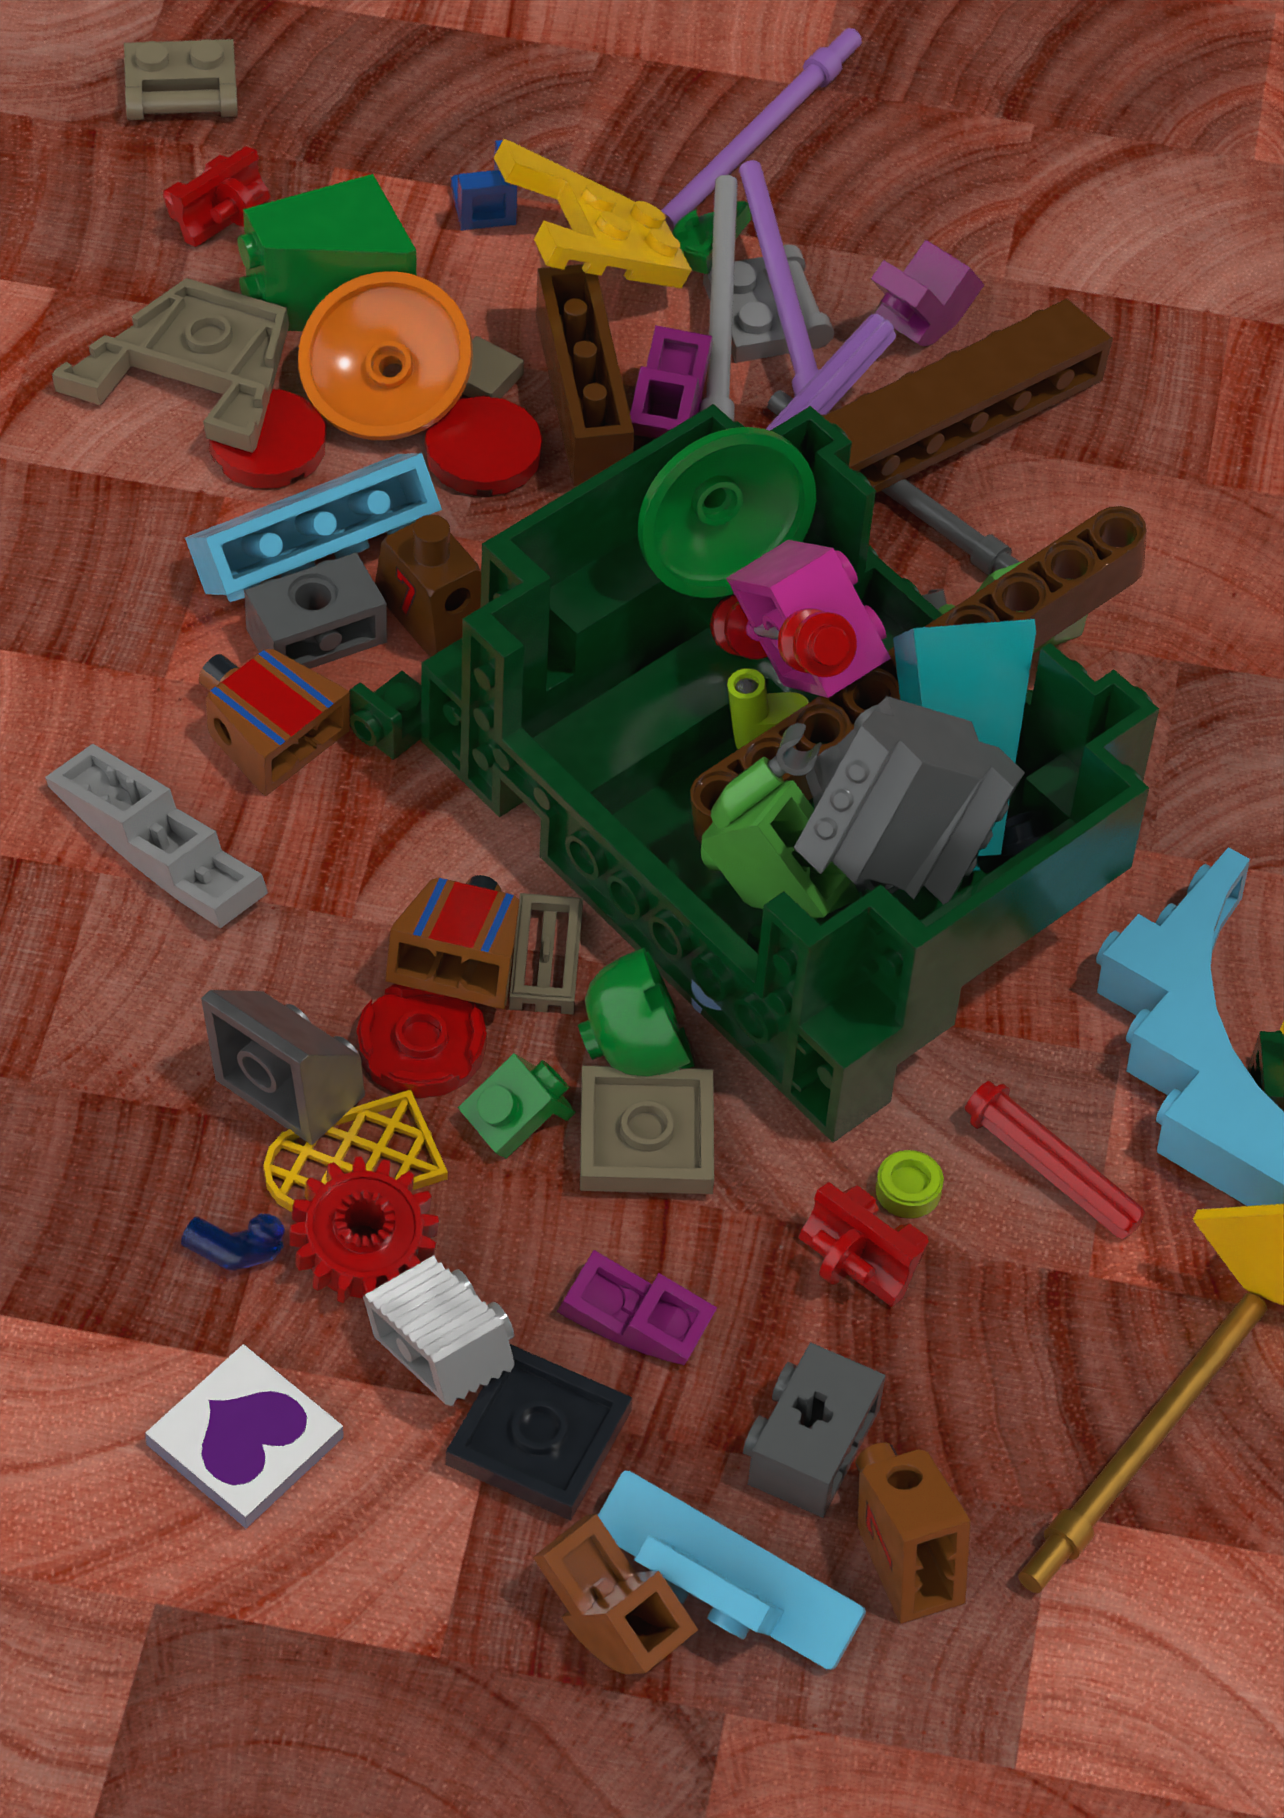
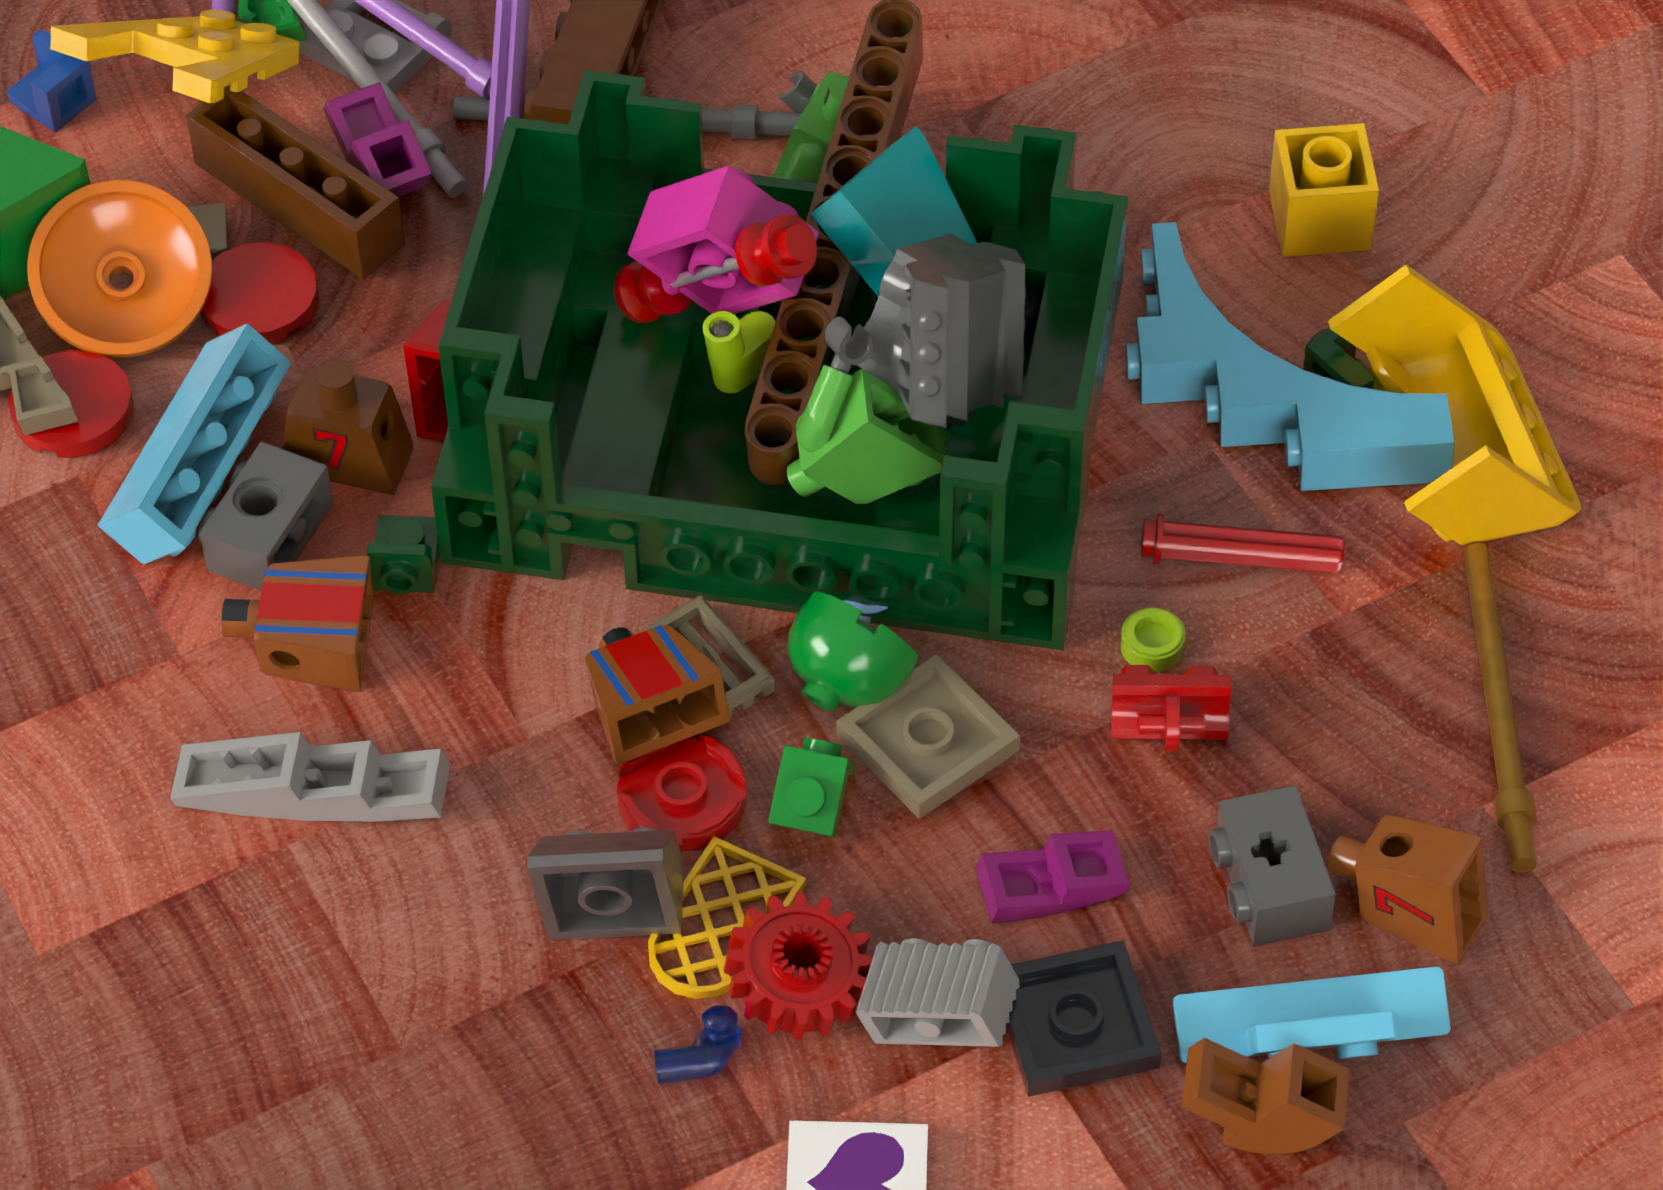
camera: 35 degrees left, 0 degrees up
(757, 503) = (590, 197): green dish -> none

